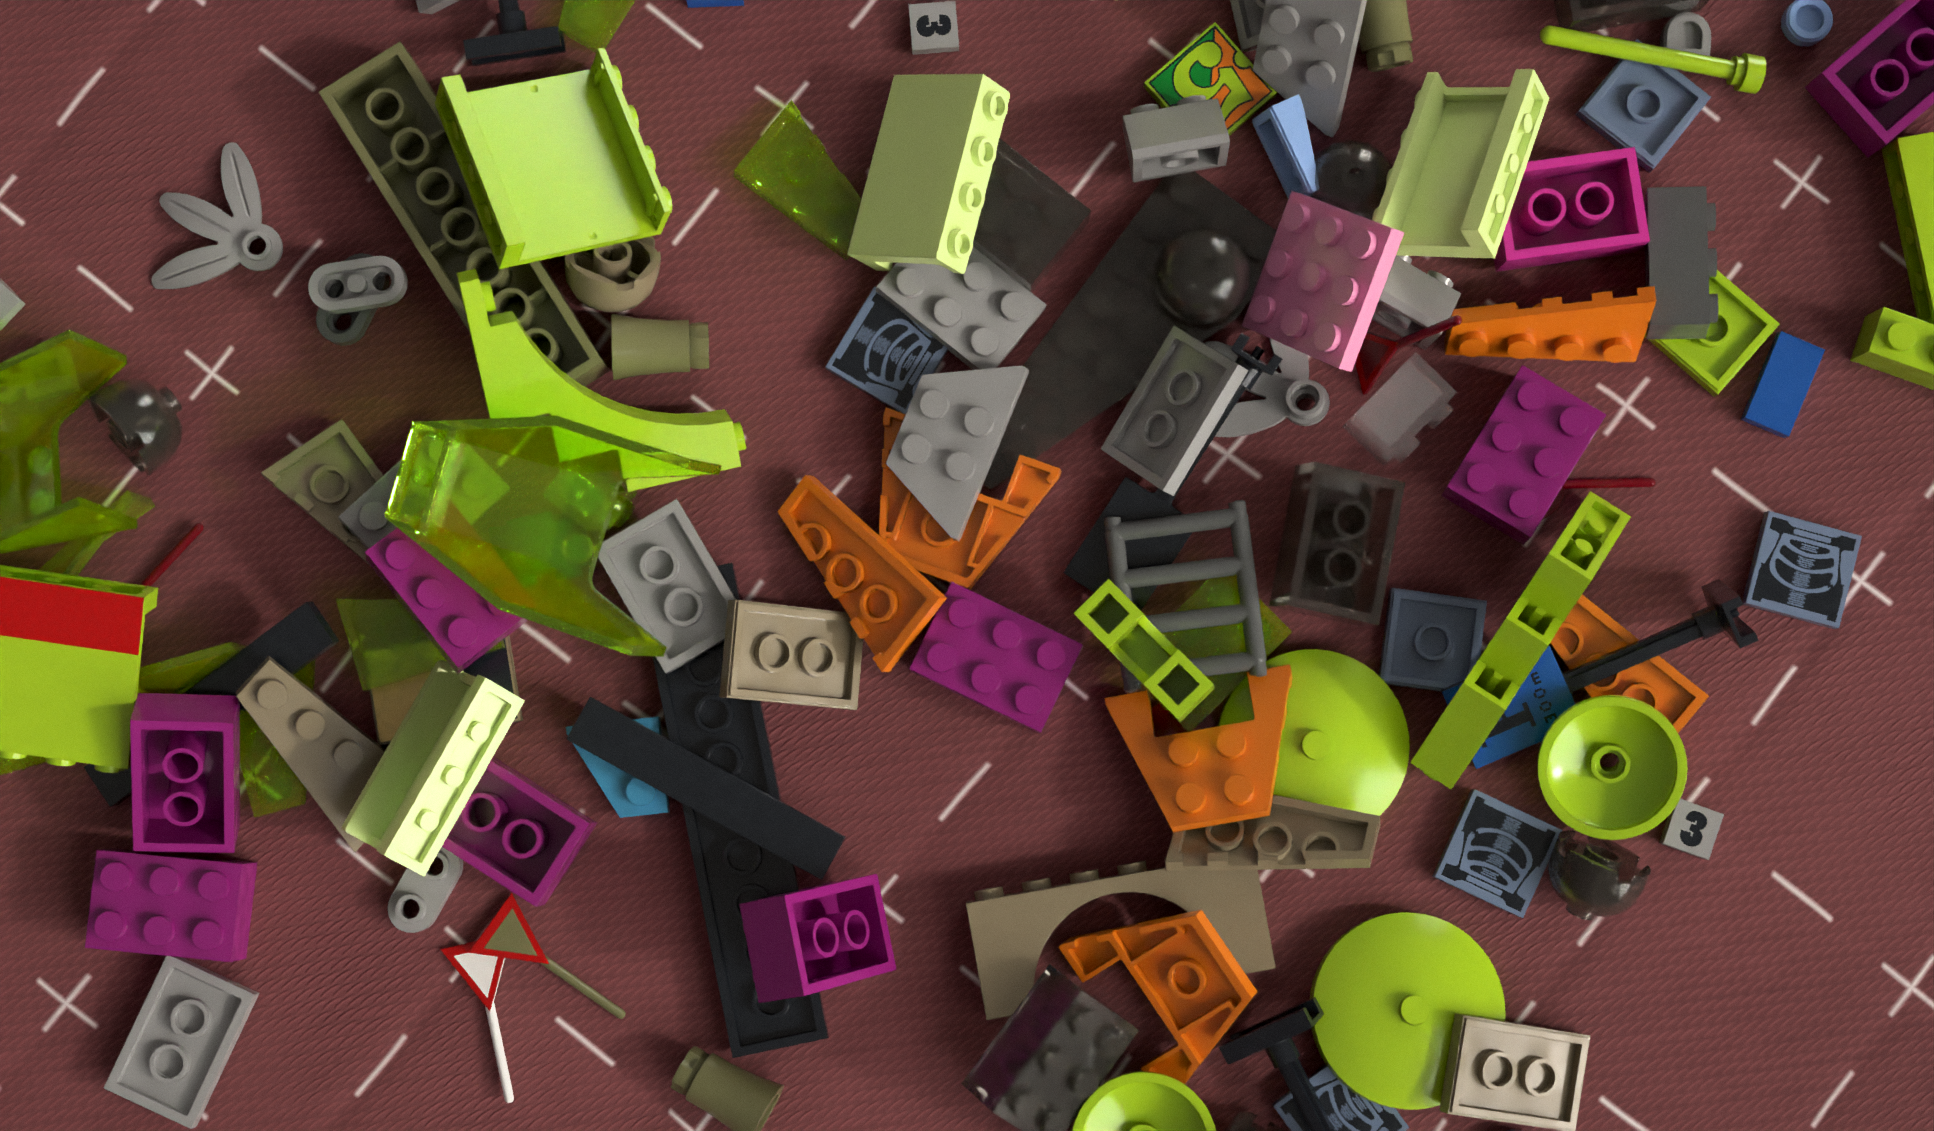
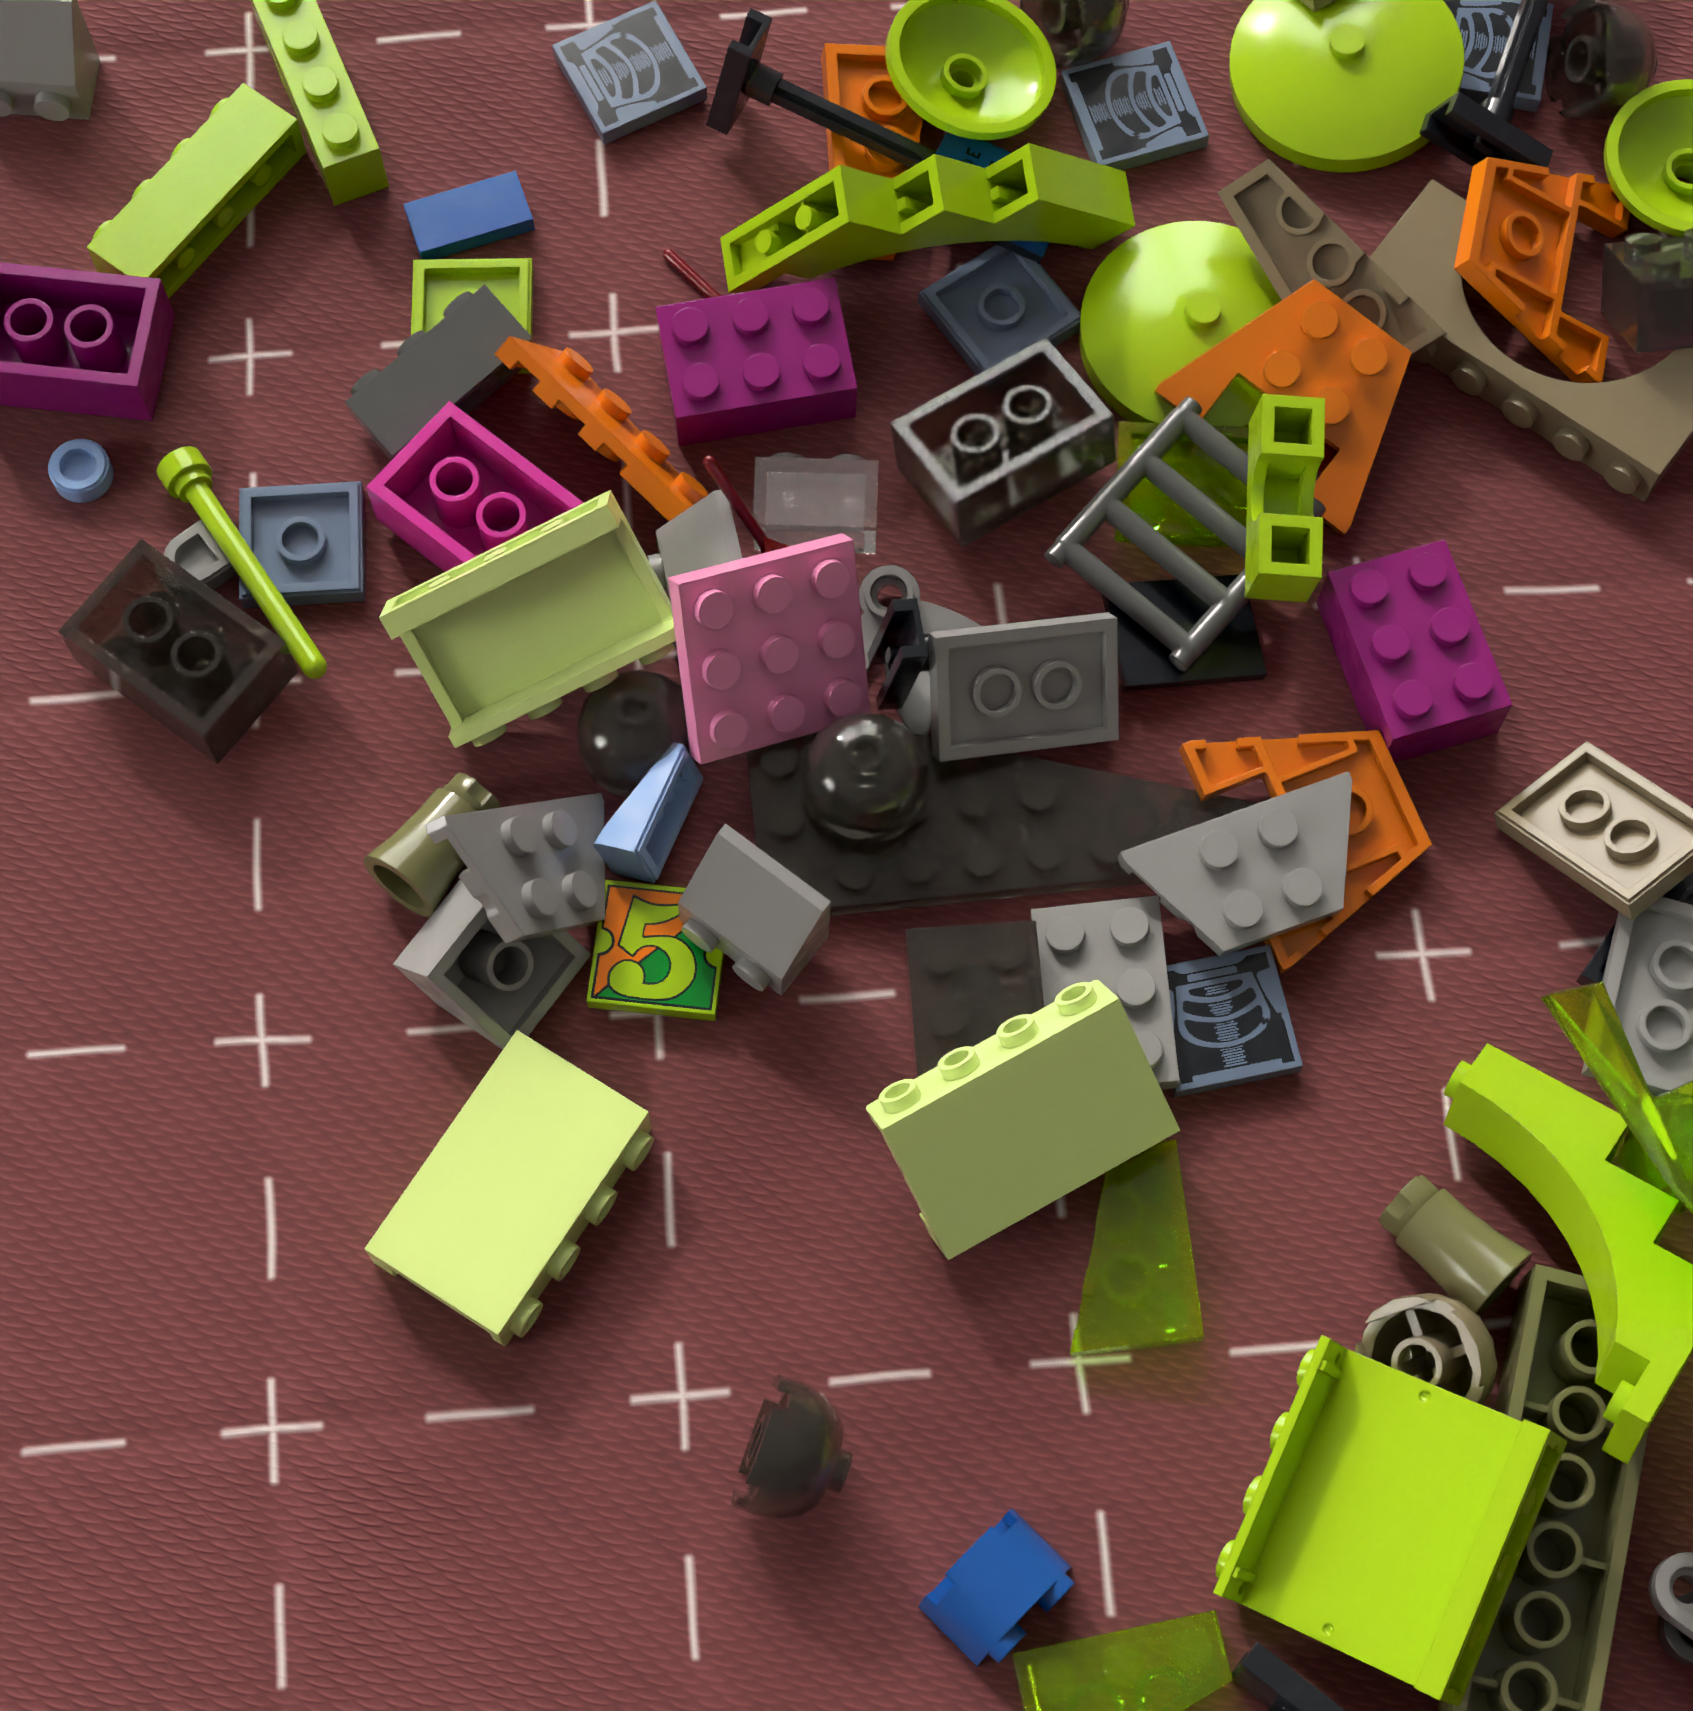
camera: 135 degrees left, 15 degrees down
(870, 579) = (1464, 826): orange wing -> none
(933, 27) = (852, 1280): light grey tile -> none

